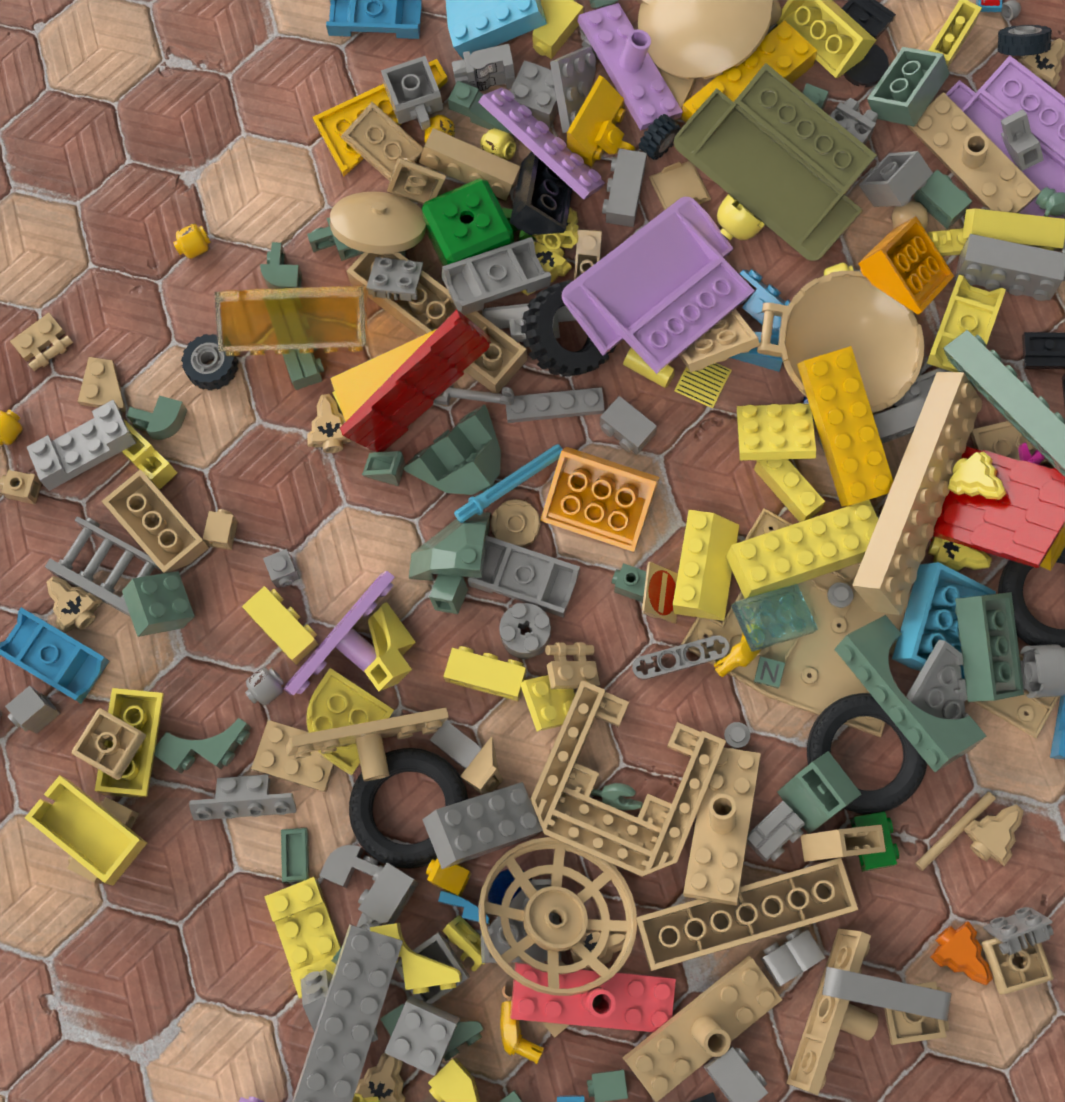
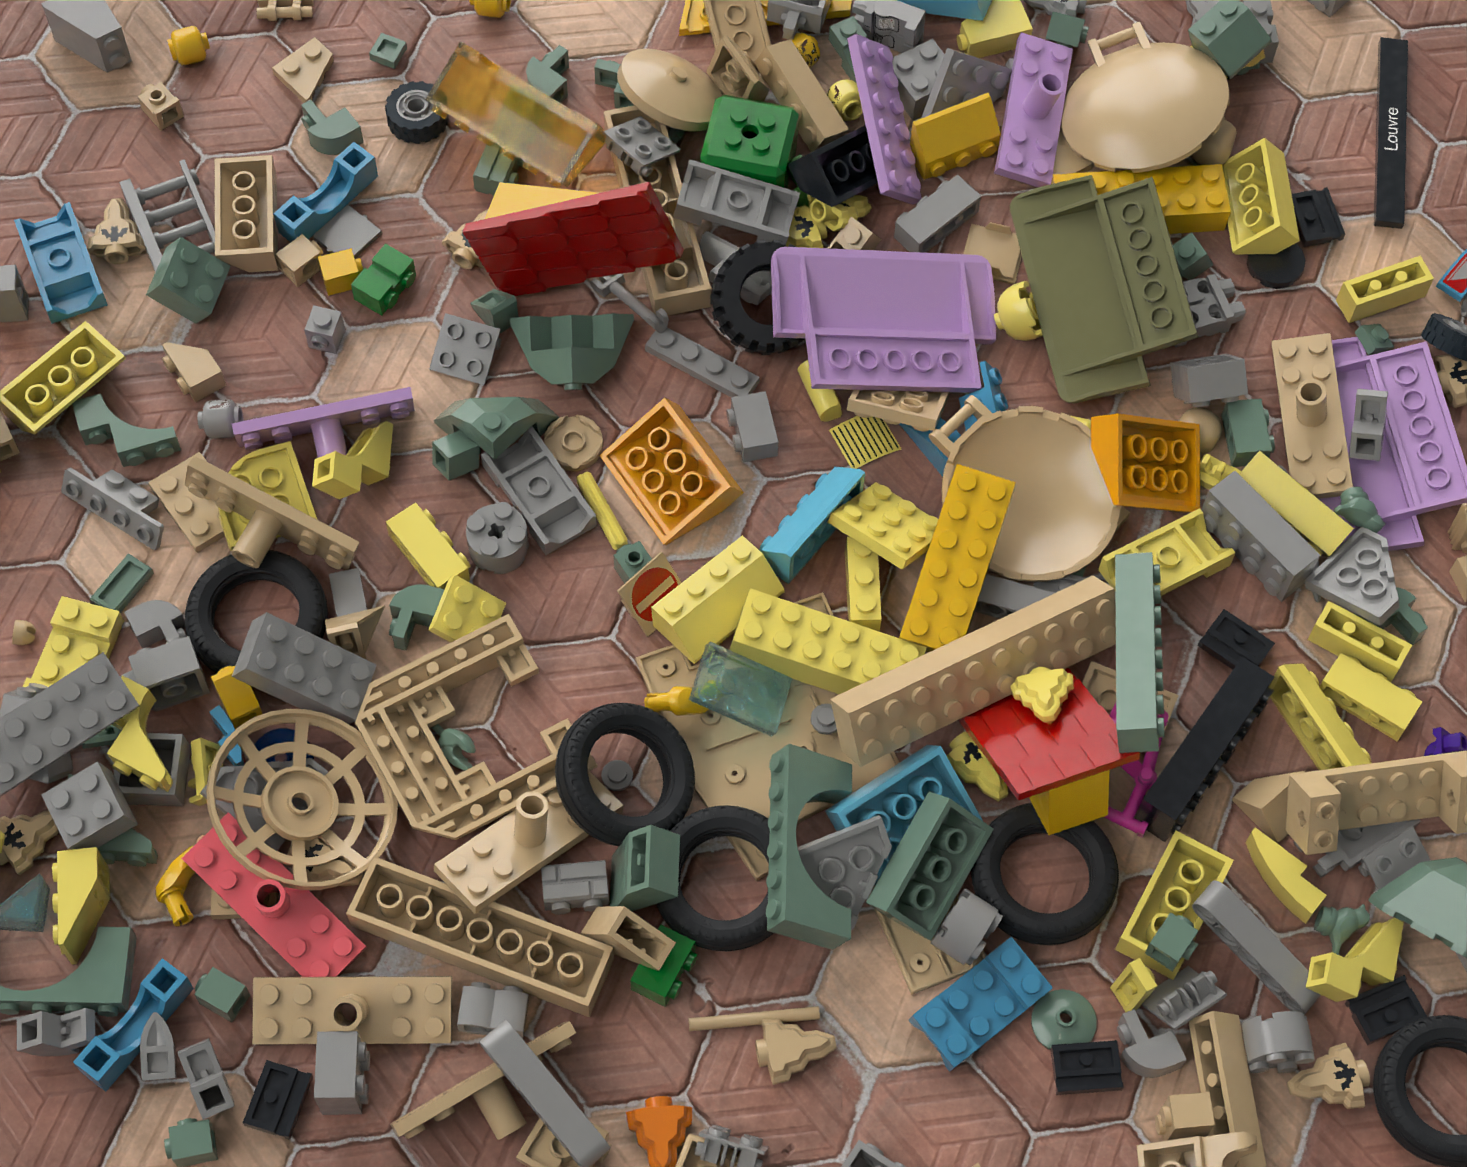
camera: 30 degrees right, 10 degrees down
(82, 447) = (234, 107): light grey piece -> none
(108, 727) = (38, 377): tan brick -> none
(149, 460) = (288, 150): light yellow slope -> none
(150, 330) = (388, 50): none -> sand green plate
(203, 451) = (348, 177): none -> dark azure arch
(215, 663) = (195, 368): none -> tan slope
(234, 486) = (347, 231): none -> light grey piece
(254, 941) = (23, 632): none -> tan hinge
(256, 517) = (339, 270): none -> yellow brick
(281, 624) = (282, 373): light yellow brick -> none
(291, 502) = (384, 280): none -> green brick
(389, 511) = (465, 349): none -> light grey hinge
(480, 502) = (586, 396): medium azure axle -> none
(509, 718) = (410, 607): none -> sand green brick
(569, 674) = (500, 600): tan plate -> none
(571, 556) = (602, 510): none -> light yellow axle
(610, 138) = (958, 160): yellow plate -> none
(659, 137) = (1002, 187): black wheel -> none
(681, 659) = (622, 669): light grey beam -> none
(719, 754) = (652, 730): none -> black tyre
(722, 463) = (807, 528): none -> medium azure slope
(769, 672) = (698, 739): sand green tile -> none
(908, 86) = (1297, 304): sand green brick -> none
(969, 76) = (1374, 338): none -> sand green plate

